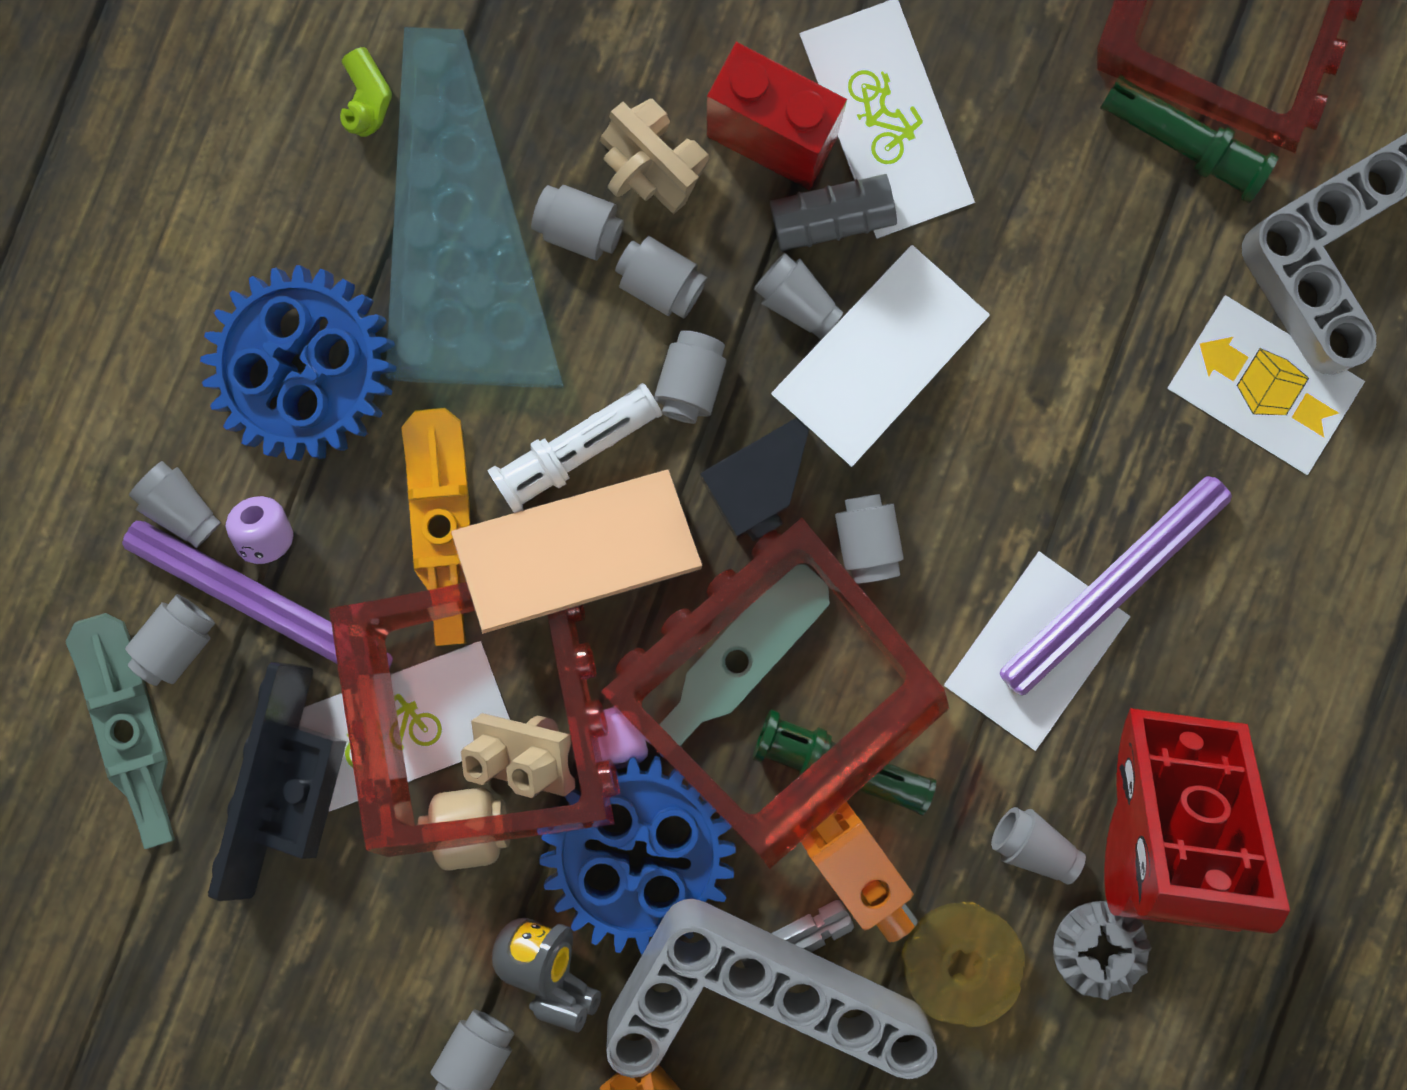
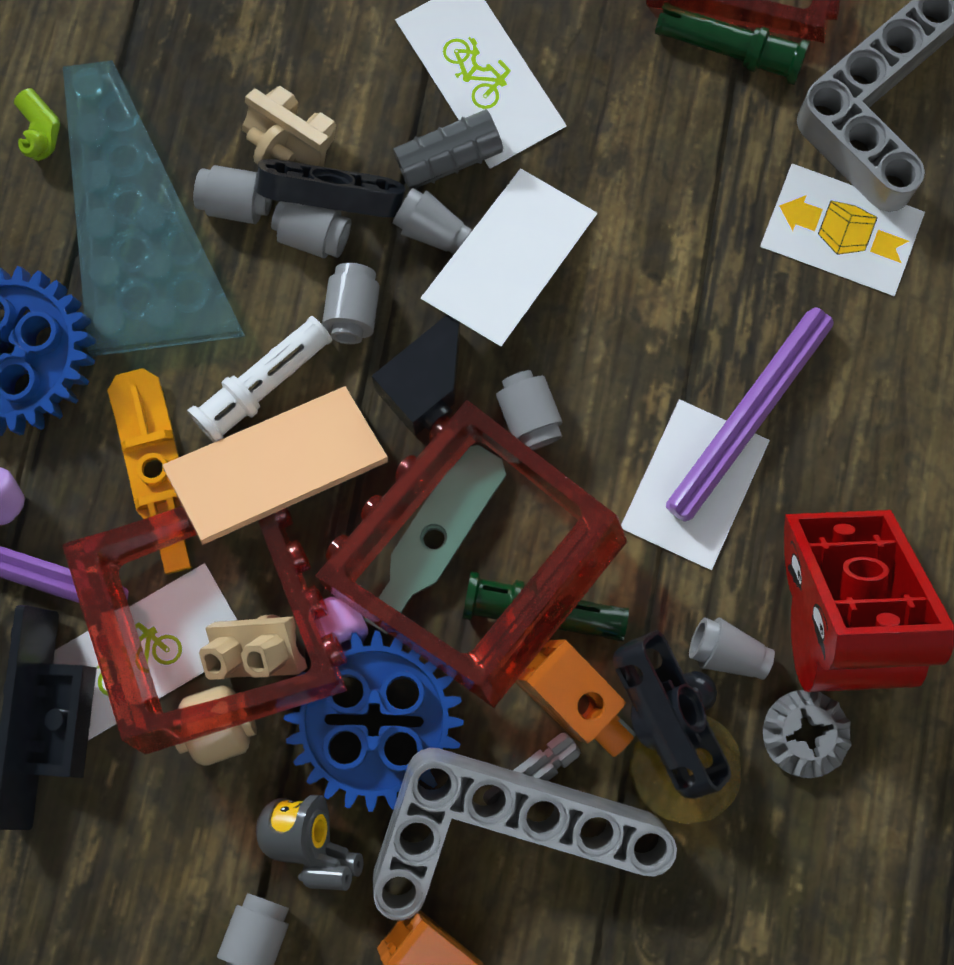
camera: 10 degrees left, 10 degrees down
(689, 238) = (328, 188): none -> black beam
(773, 115) = (382, 74): red brick -> none
(961, 914) = (672, 714): none -> black piece

